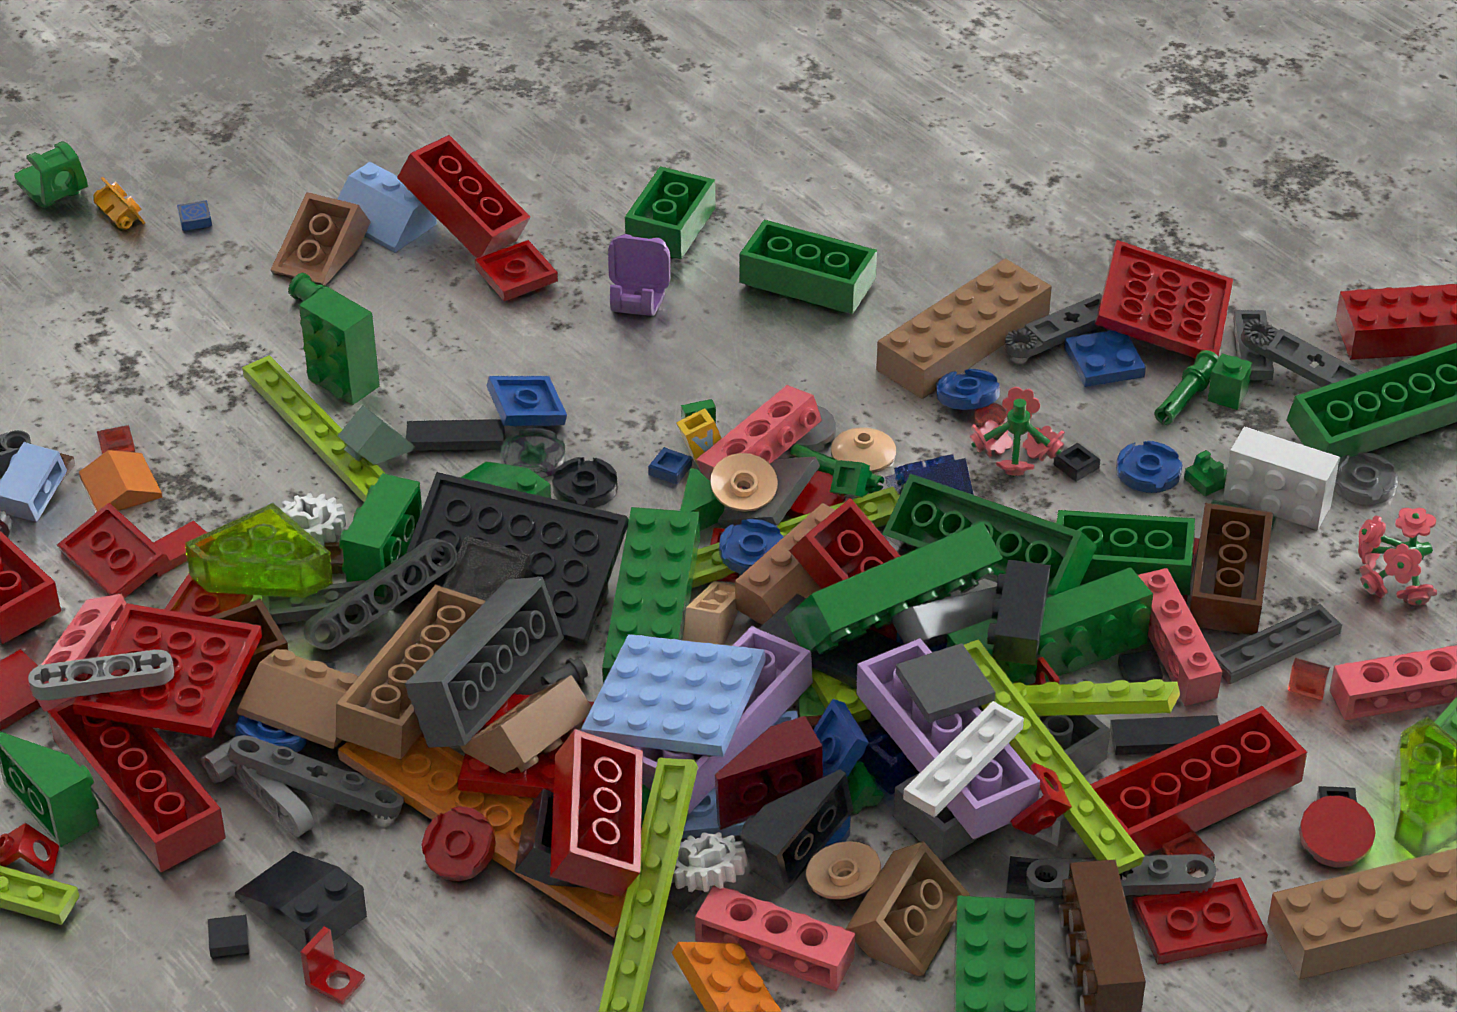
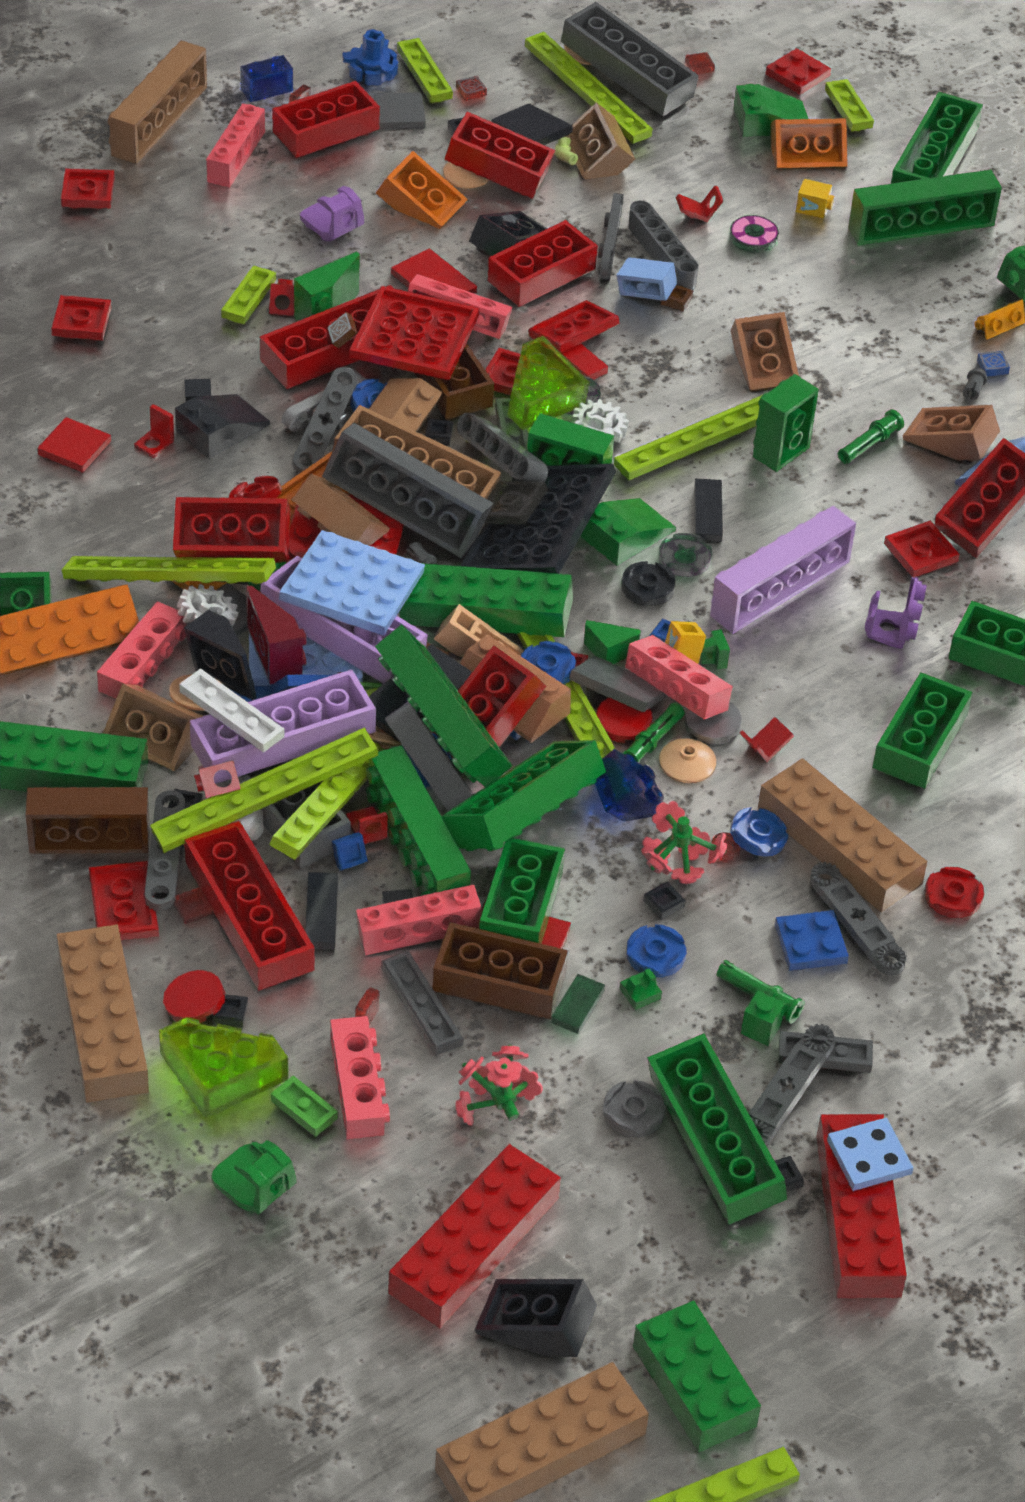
camera: 90 degrees right, 5 degrees up
(101, 669) = (401, 293): light grey beam -> none
(116, 439) = (704, 328): clear red tile -> none
(119, 480) = (659, 332): orange slope -> none
(163, 741) = (342, 330): none -> reddish brown tile
(175, 383) = (764, 350): none -> nougat slope
(235, 227) = (976, 379): none -> dark grey pin
(373, 438) = (682, 450): sand green slope -> none
(526, 400) = (736, 539): blue plate -> none
(578, 359) = (782, 569): none -> lavender brick
(745, 471) = (614, 655): light nougat dish -> none
(832, 381) = (769, 739): none -> red bracket
(850, 478) = (623, 727): green tile -> none
(945, 682) = (318, 712): dark grey tile -> none
(1017, 252) = (954, 892): none -> red tile
(1019, 612) = (408, 780): black brick -> none
(1164, 301) = (878, 983): red plate -> none
(1281, 478) = (610, 1021): white brick -> none
(1403, 290) = (870, 1154): none -> light blue tile

